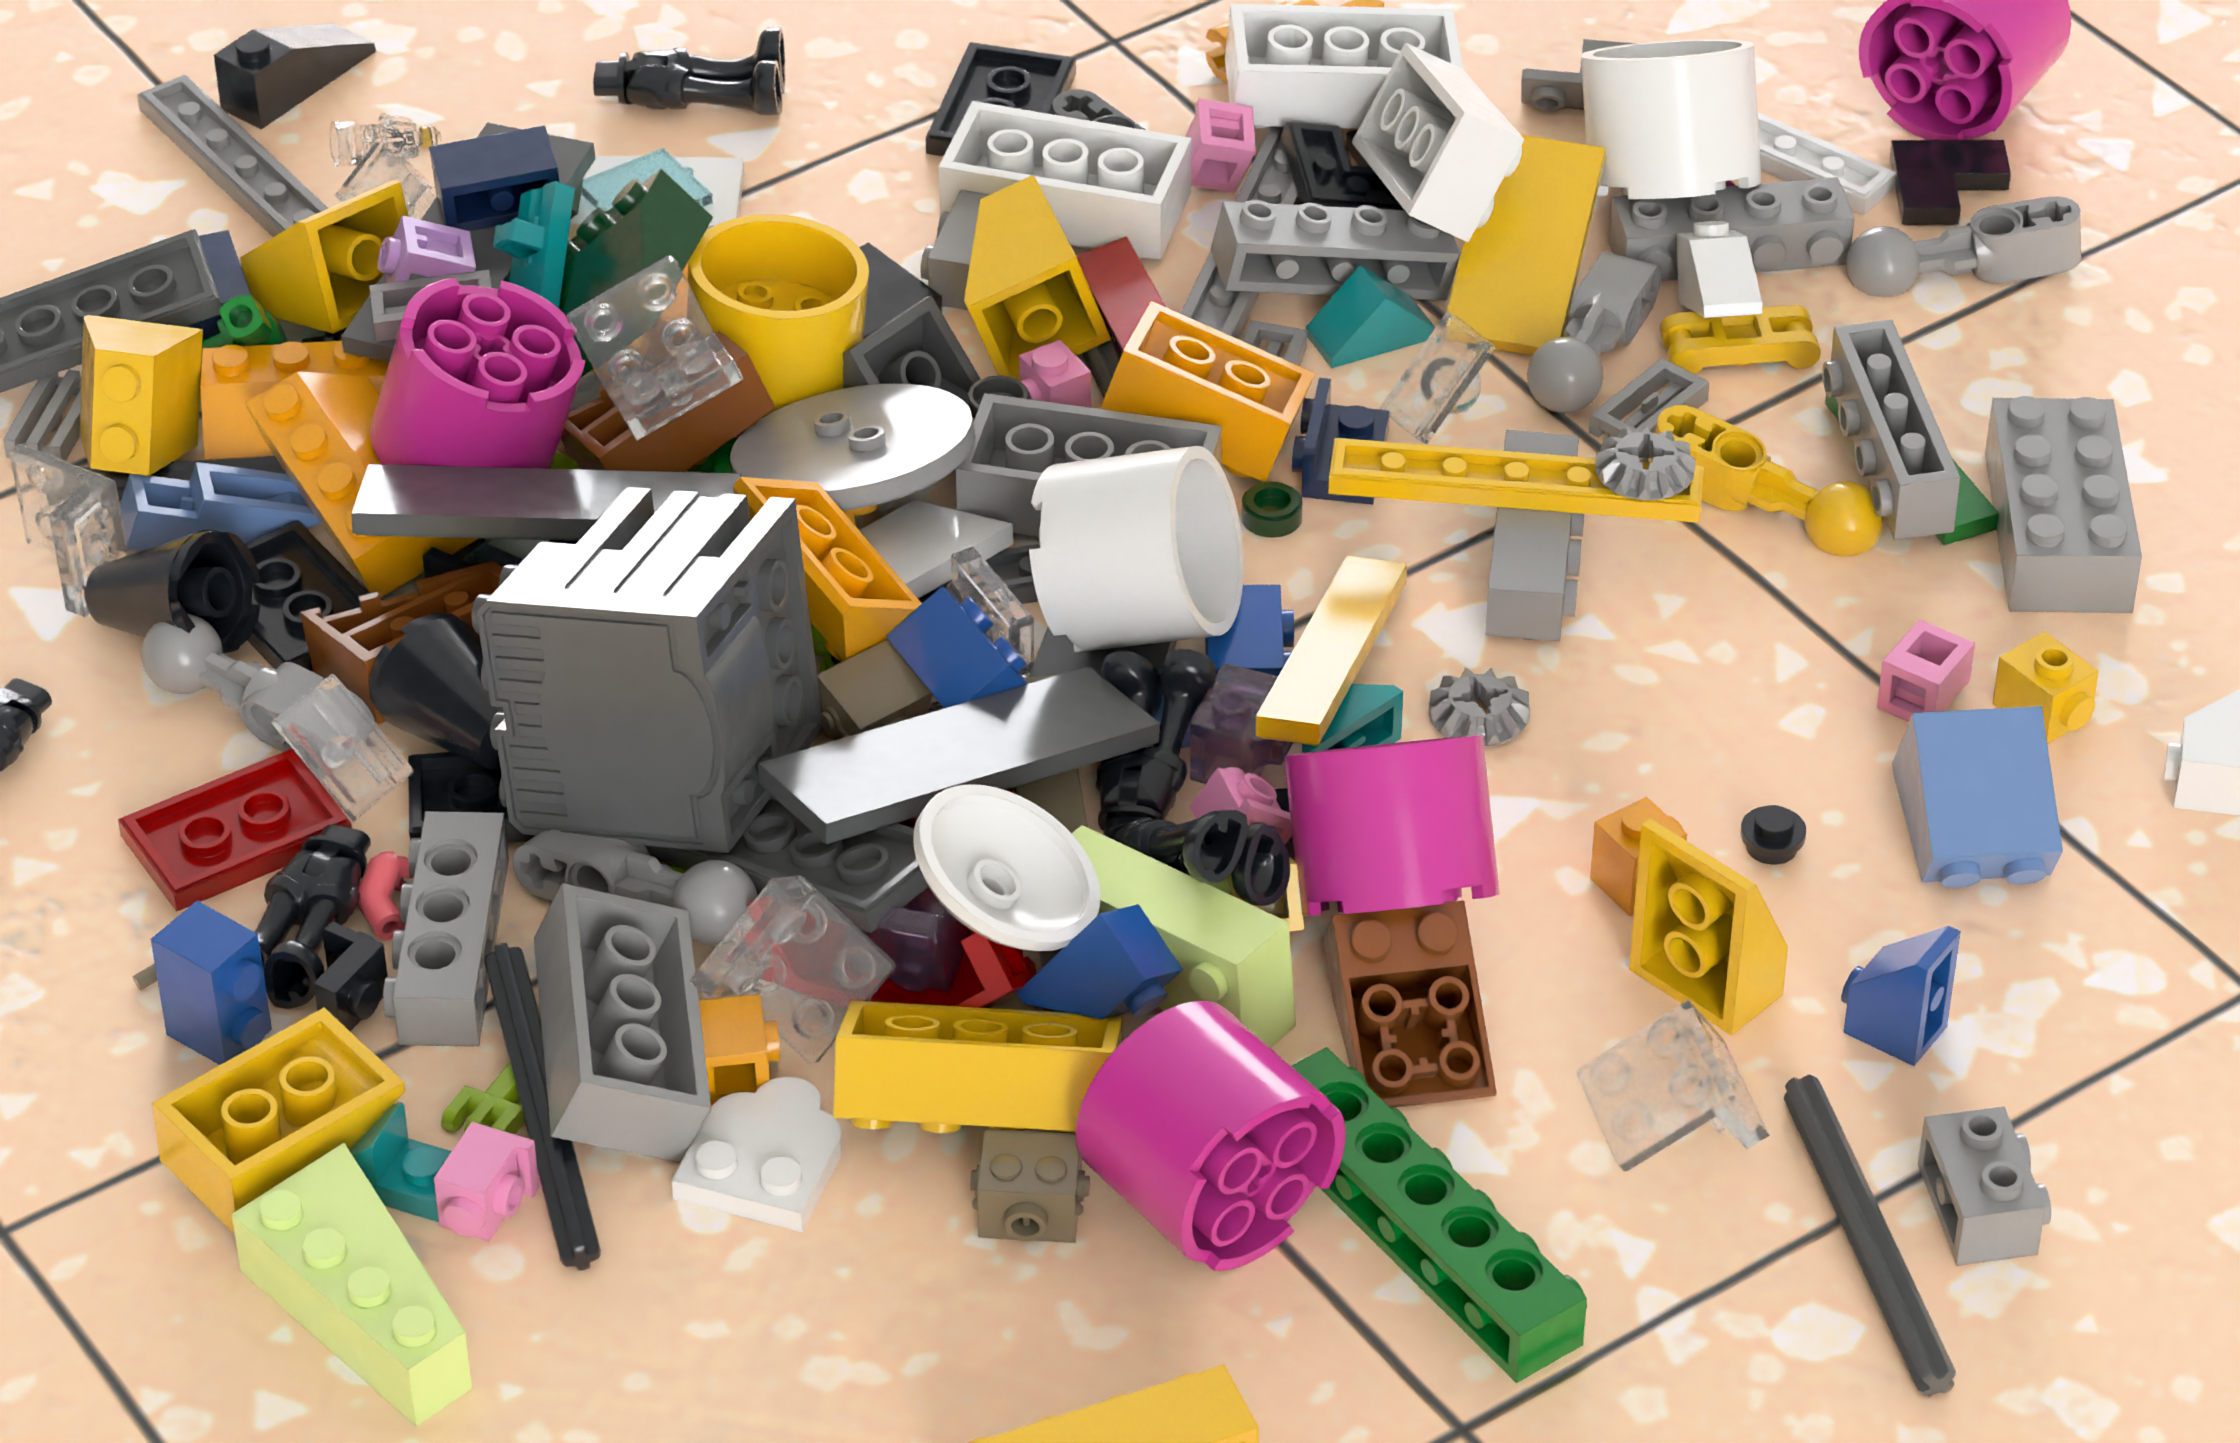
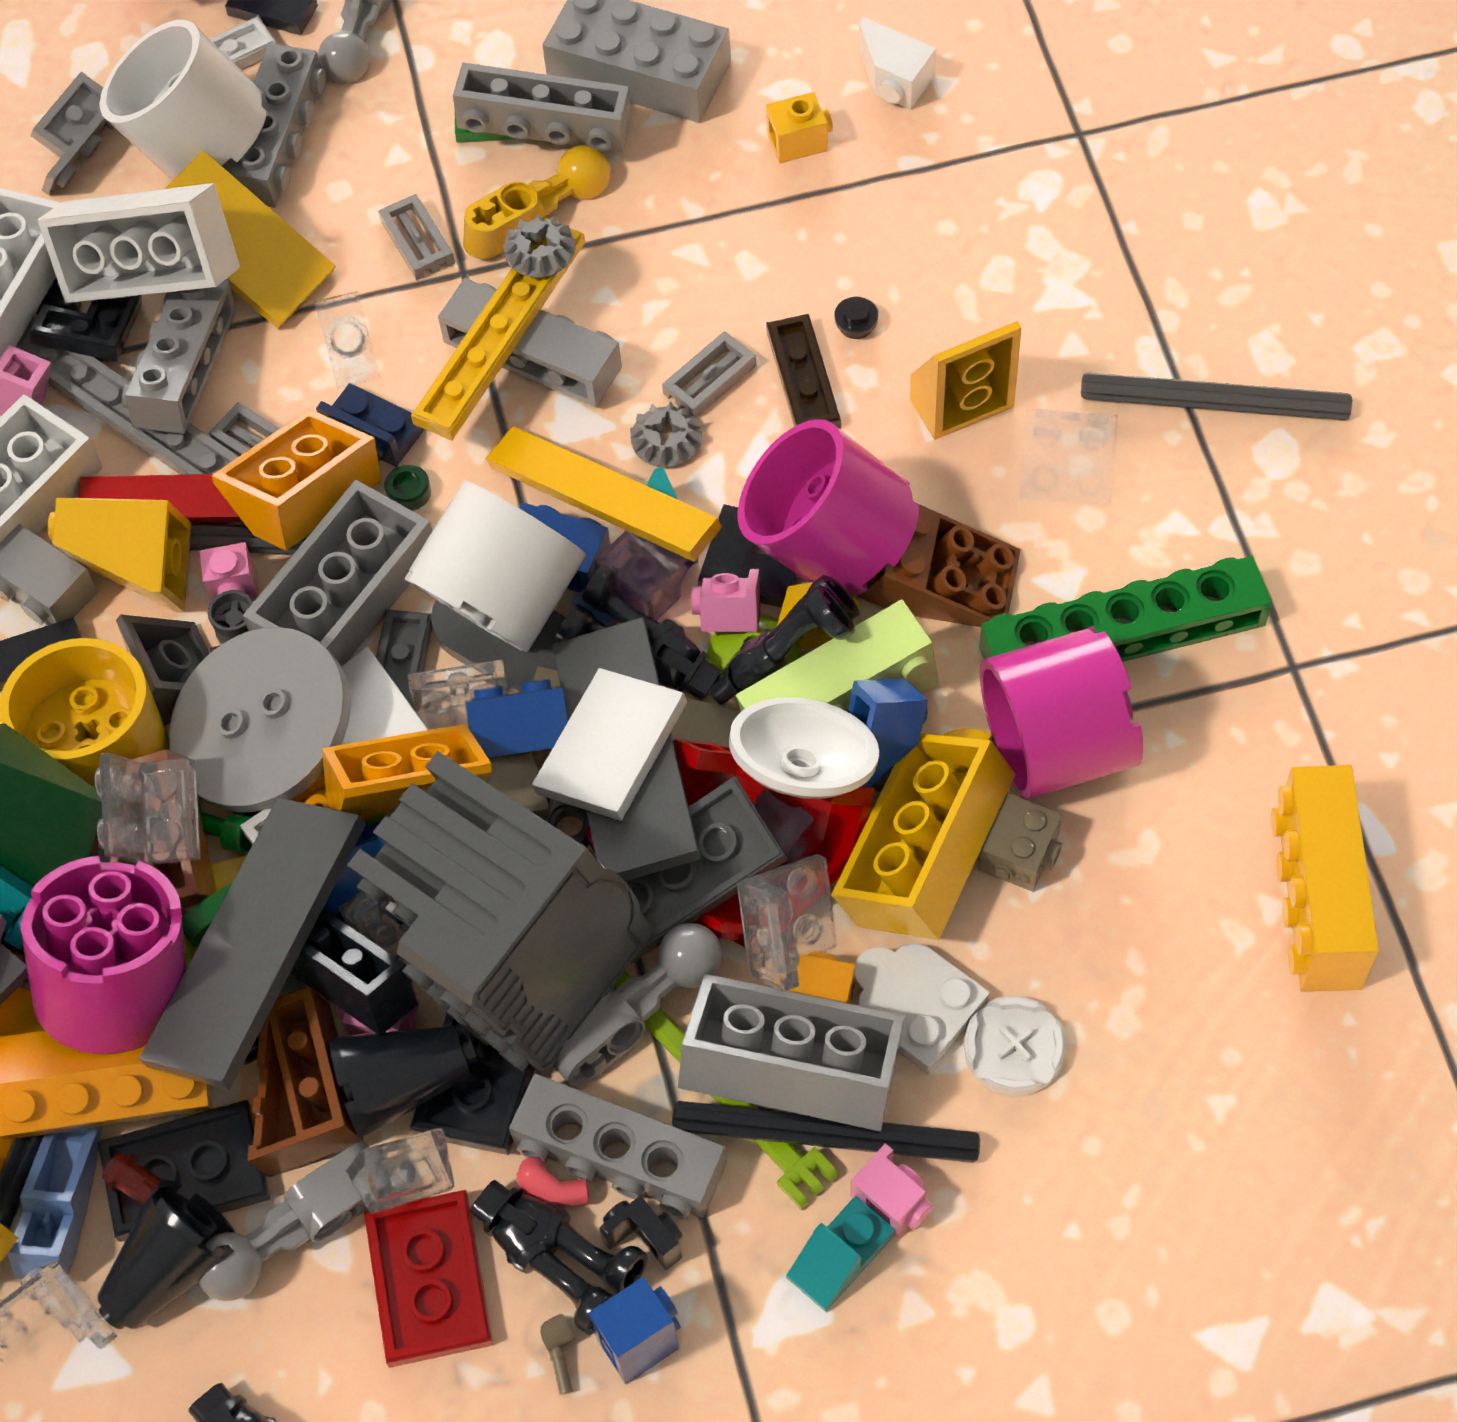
camera: 65 degrees left, 20 degrees up
(262, 536) = (129, 1177): none -> clear red pin
(272, 1112) = (790, 1317): yellow slope -> none
(354, 1283) = (962, 1304): yellowish green wedge -> none
(741, 1266) = (1014, 1046): none -> white tile
(949, 725) = (609, 744): none -> white tile
(1367, 320) = (246, 366): teal slope -> none
(1597, 722) = (715, 379): none -> light grey tile
(1604, 312) = (372, 265): light grey beam -> none
(1617, 849) = (859, 393): light orange brick -> none
(1686, 790) = (802, 370): none -> dark brown tile
(1716, 272) = (331, 145): white slope -> none
(1738, 340) = (378, 161): yellow plate -> none
(1903, 994) = (1047, 295): blue slope -> none
(1924, 671) = (758, 182): bright pink brick -> none
(1979, 795) = (889, 197): medium blue slope -> none
(1983, 1185) = (1209, 323): light grey brick -> none

